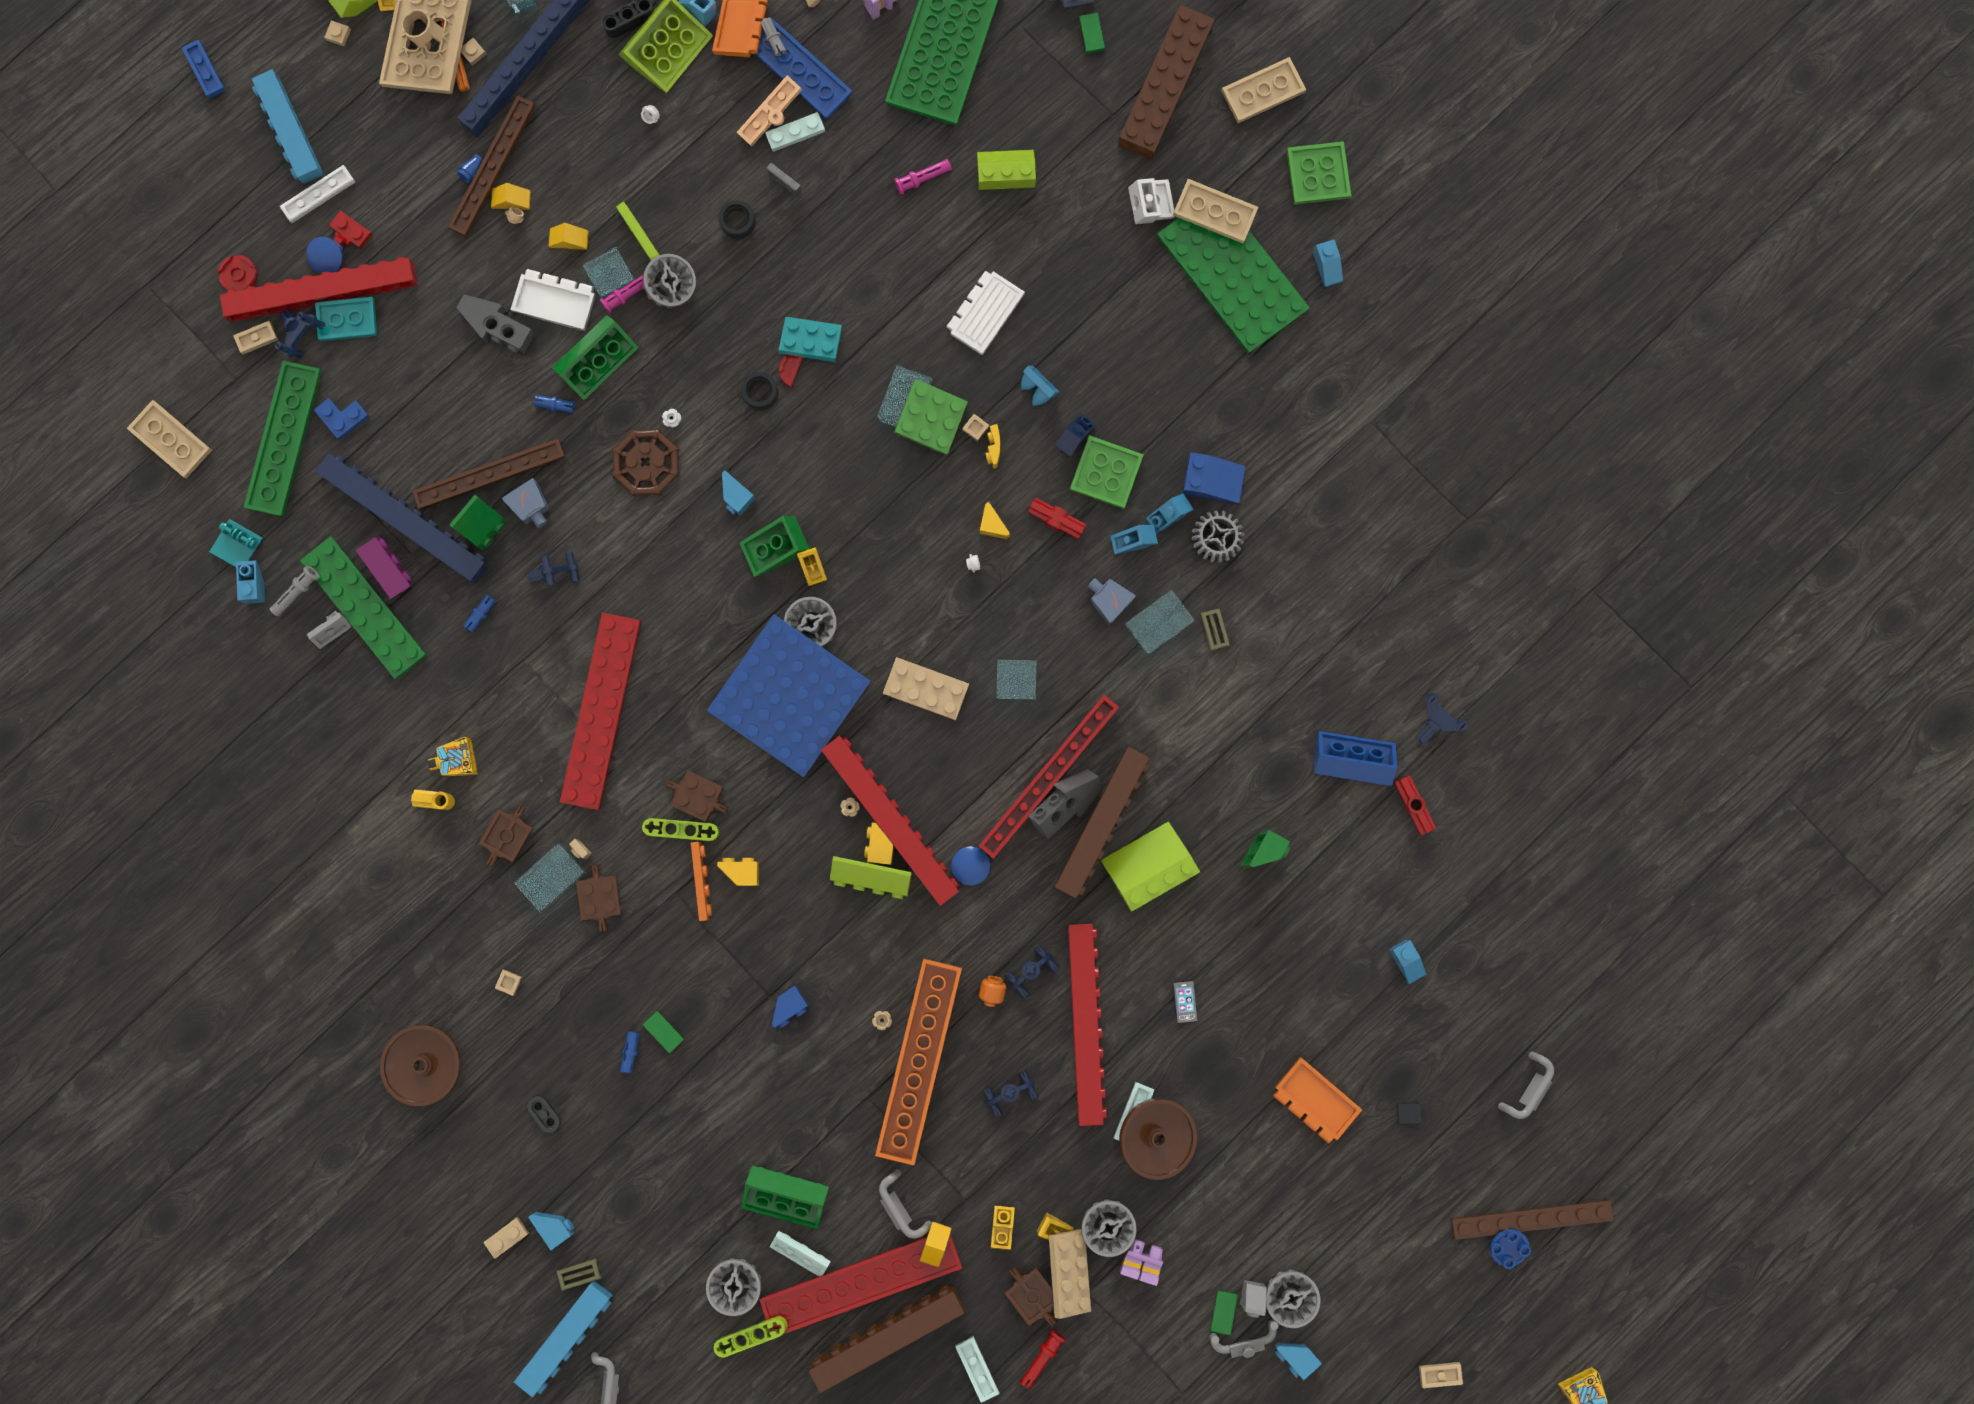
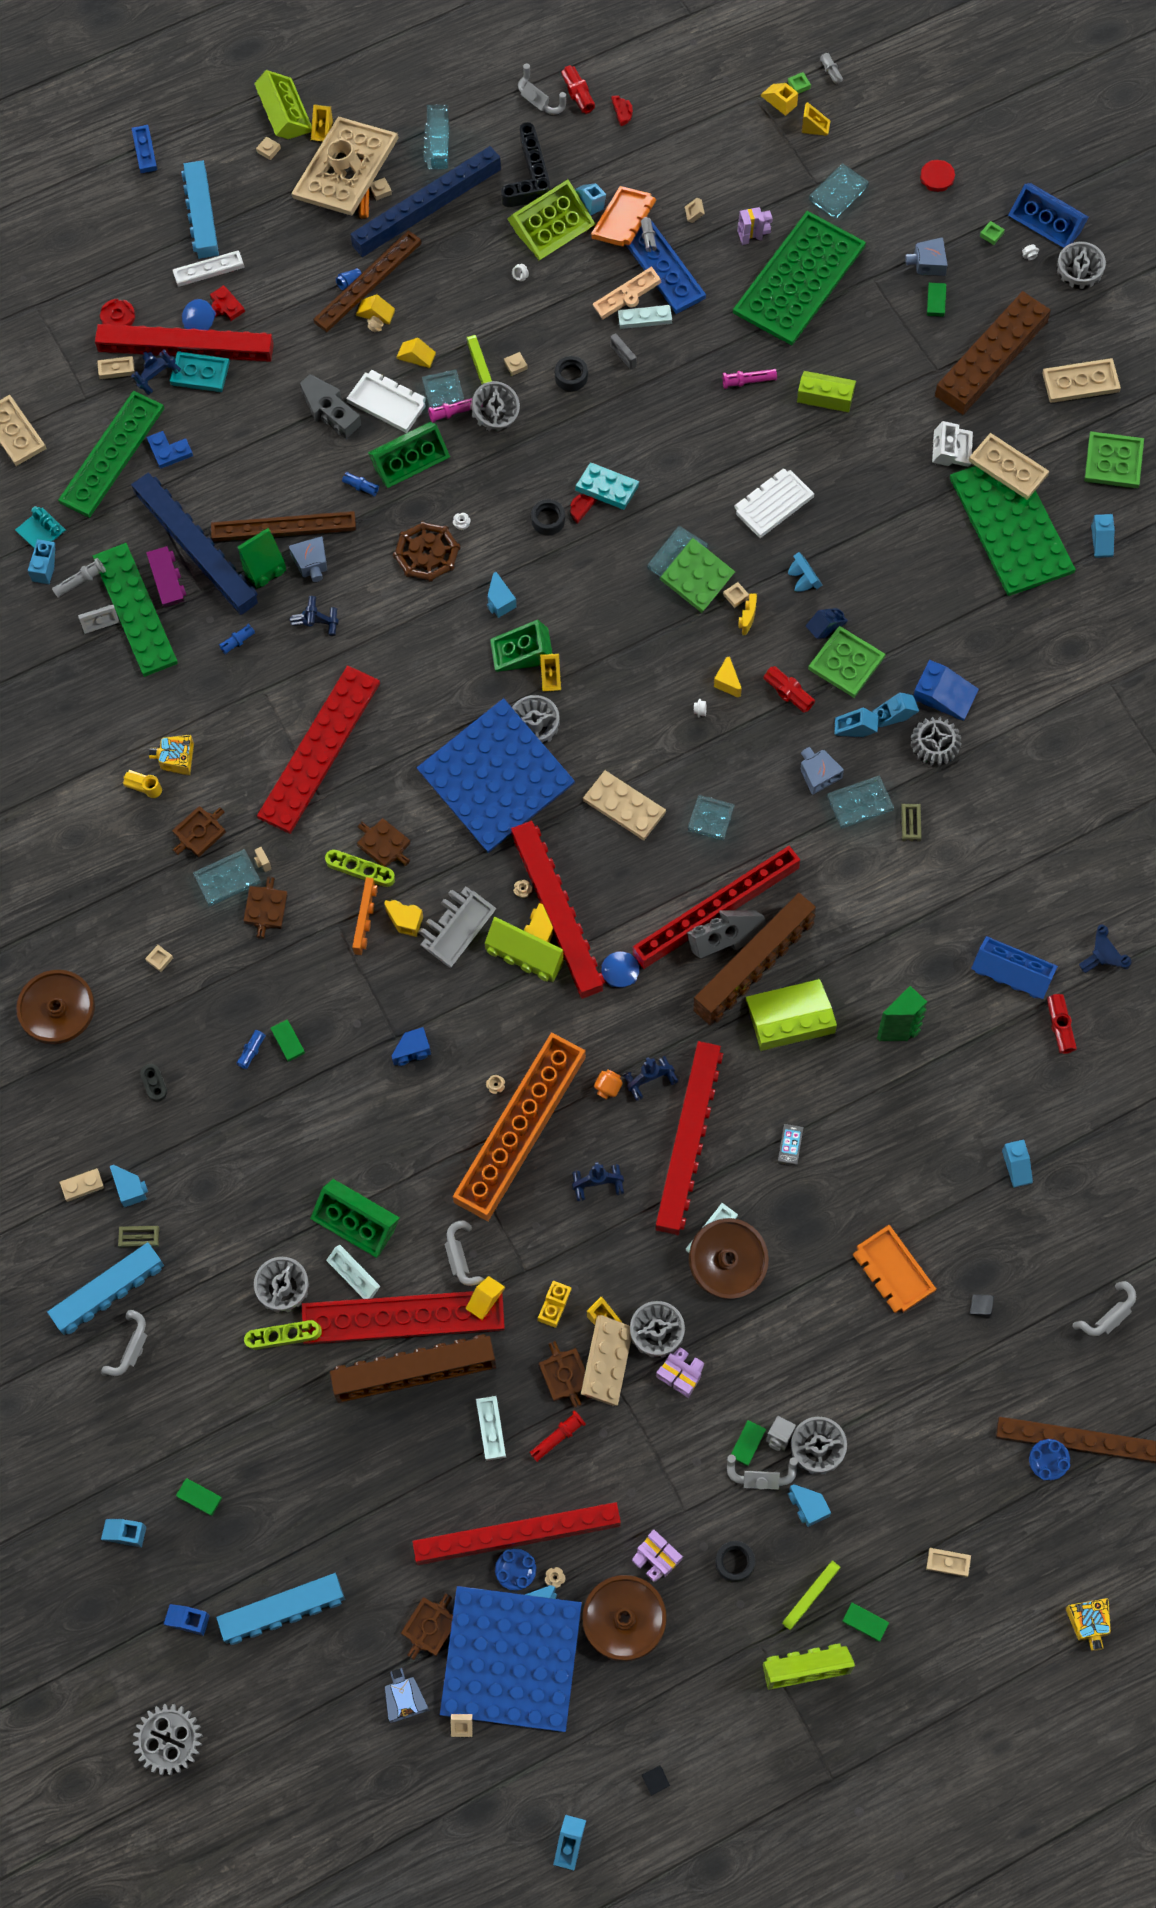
camera: 20 degrees right, 15 degrees down
(675, 222) = (515, 363): none -> tan plate
(798, 867) = (459, 926): none -> light grey hinge

